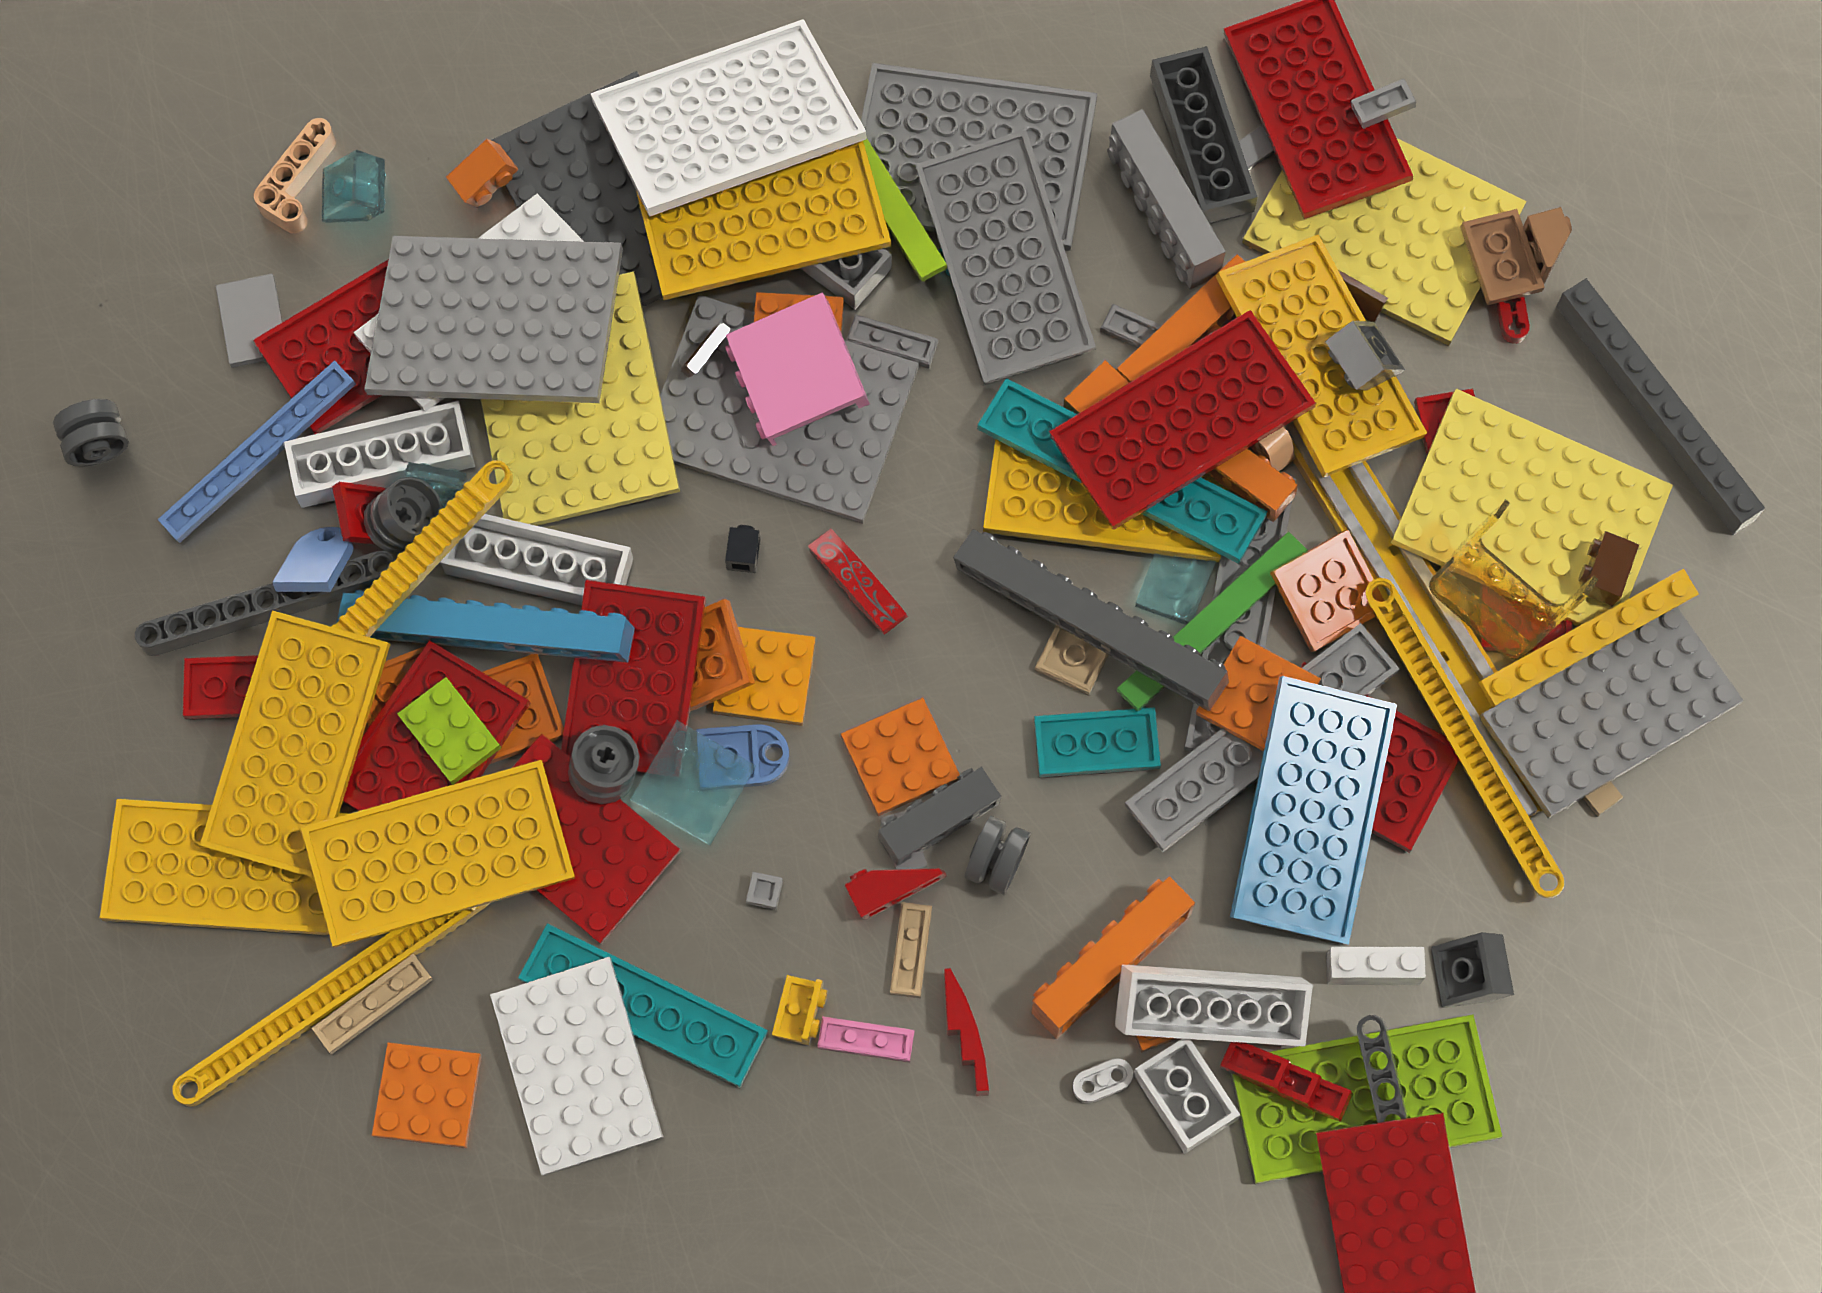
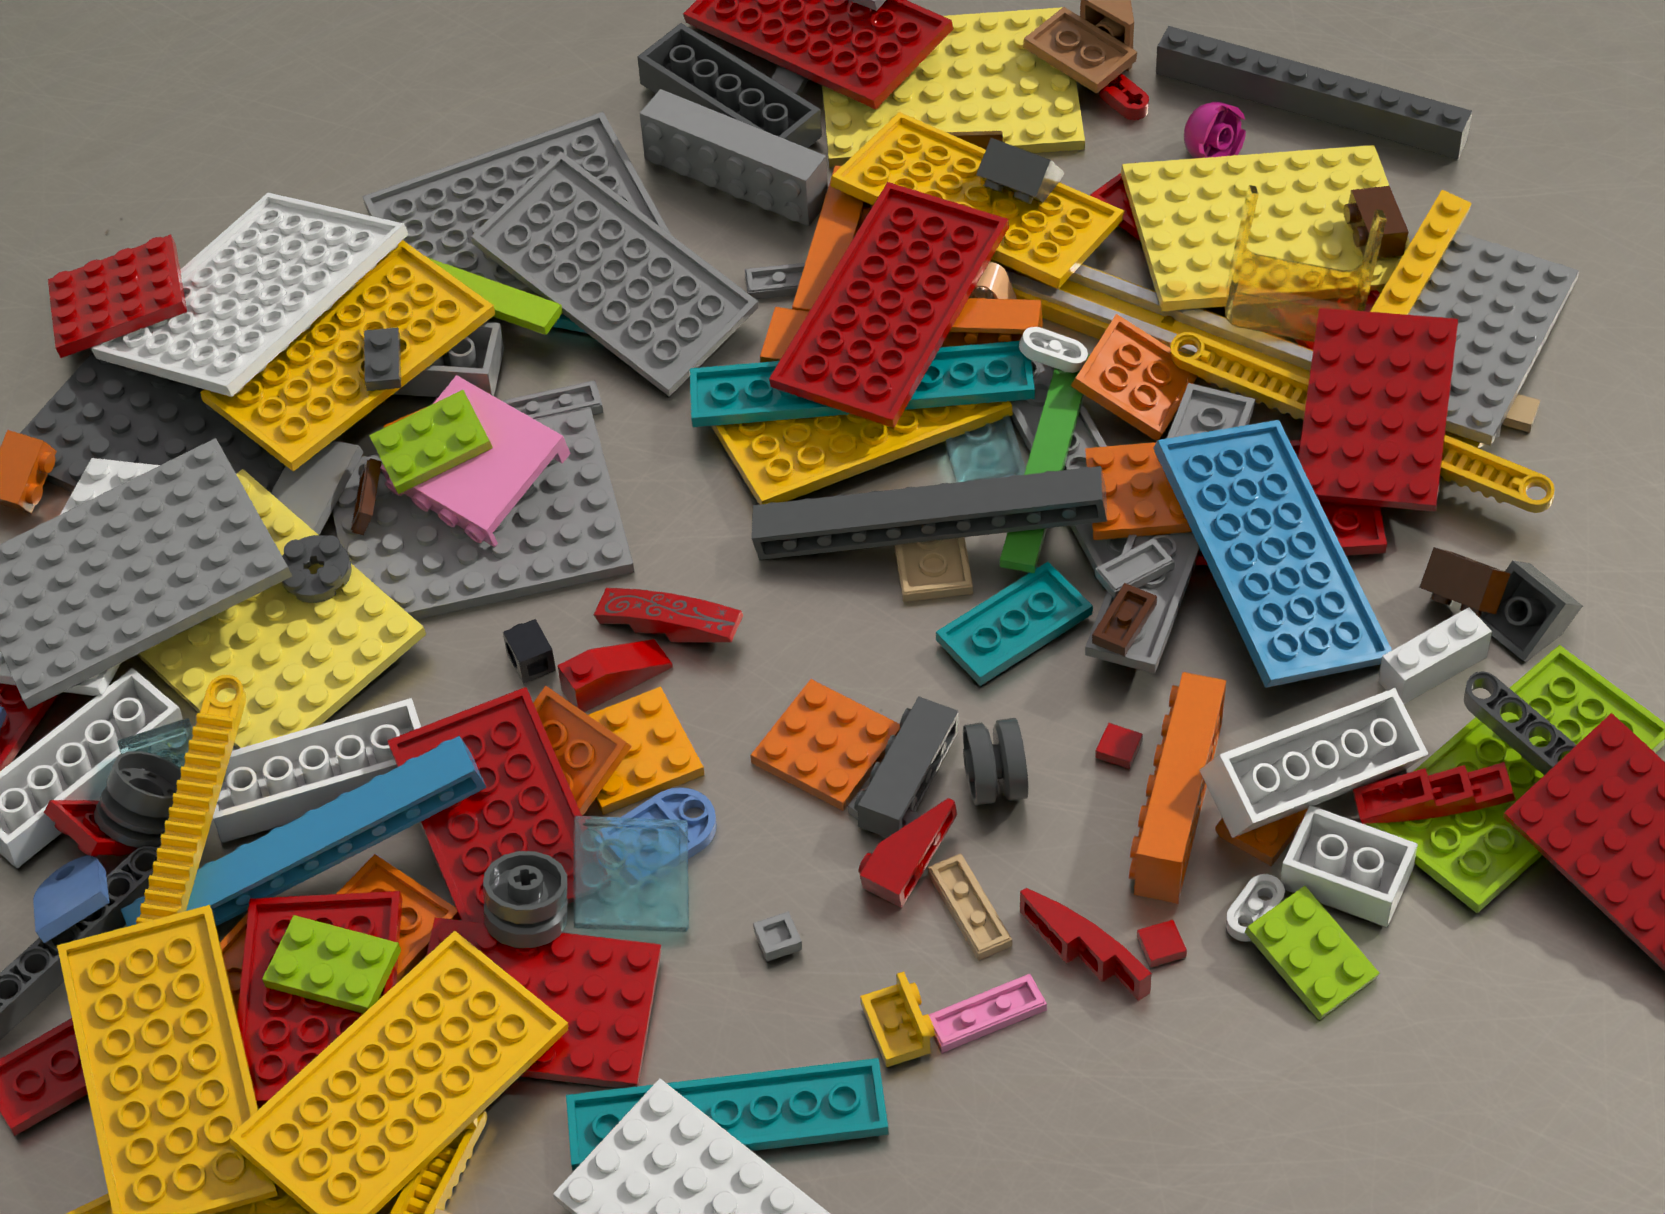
camera: 30 degrees left, 20 degrees down
(633, 409) = (316, 550): none -> dark grey plate
(637, 53) = (116, 295): none -> red plate
(678, 317) = (318, 483): none -> light grey tile
(770, 339) = (431, 441): none -> lime plate
(779, 243) = (382, 359): none -> dark grey plate
(790, 603) = (610, 671): none -> red slope
(1020, 1064) = (1161, 943): none -> red tile
(1102, 889) = (1118, 745): none -> red tile
(1114, 1142) = (1312, 952): none -> lime plate
(1164, 801) = (1124, 619): none -> reddish brown plate
(1204, 761) = (1135, 567): none -> light grey tile
(1278, 531) = (1053, 349): none -> white plate
(1439, 921) = (1464, 581): none -> reddish brown brick
(1480, 739) = (1378, 408): none -> red plate
(1551, 400) = (1214, 131): none -> dark pink cylinder

